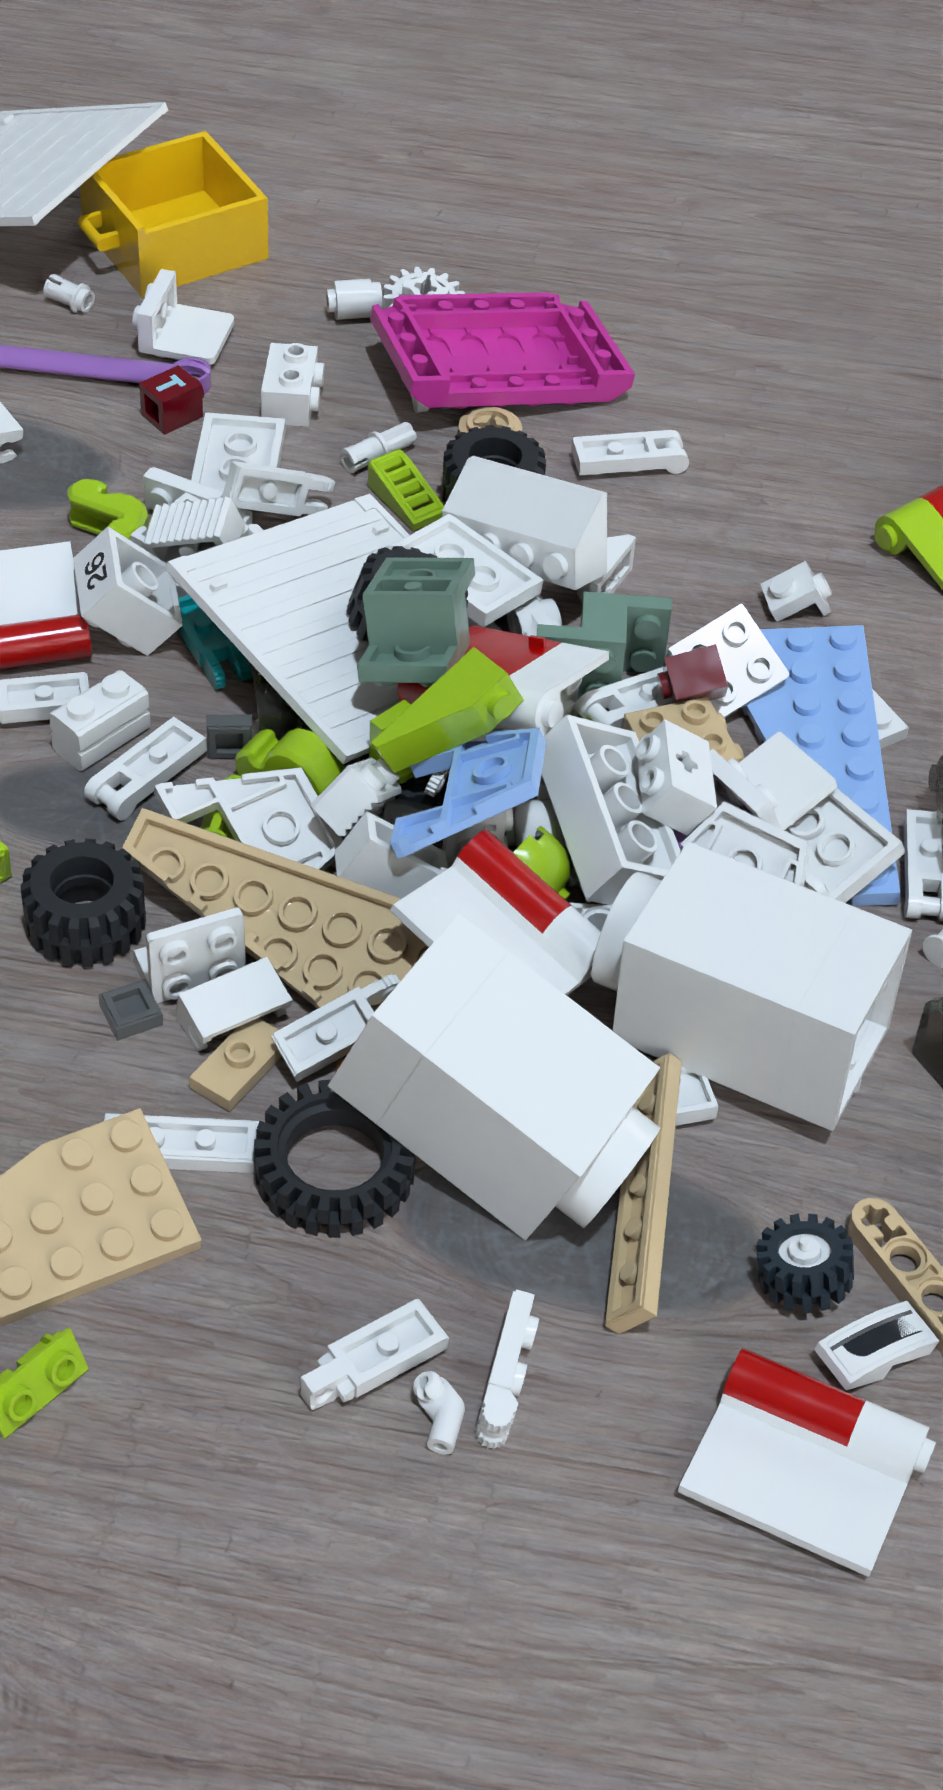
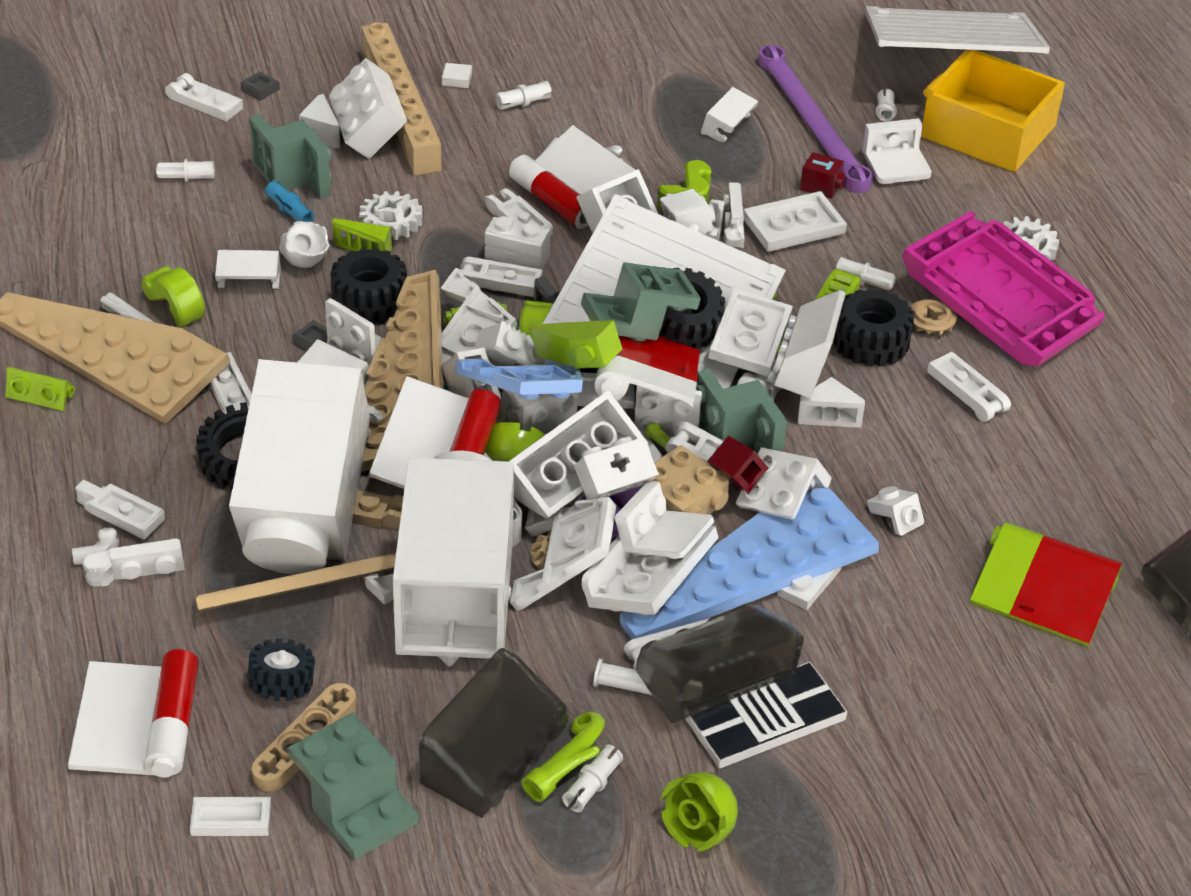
camera: 65 degrees right, 5 degrees down
(274, 489) = (765, 237): white hinge -> none
(292, 383) = (884, 216): white brick -> none
(353, 298) = (996, 209): white brick -> none
(874, 1343) = (241, 723): white slope -> none

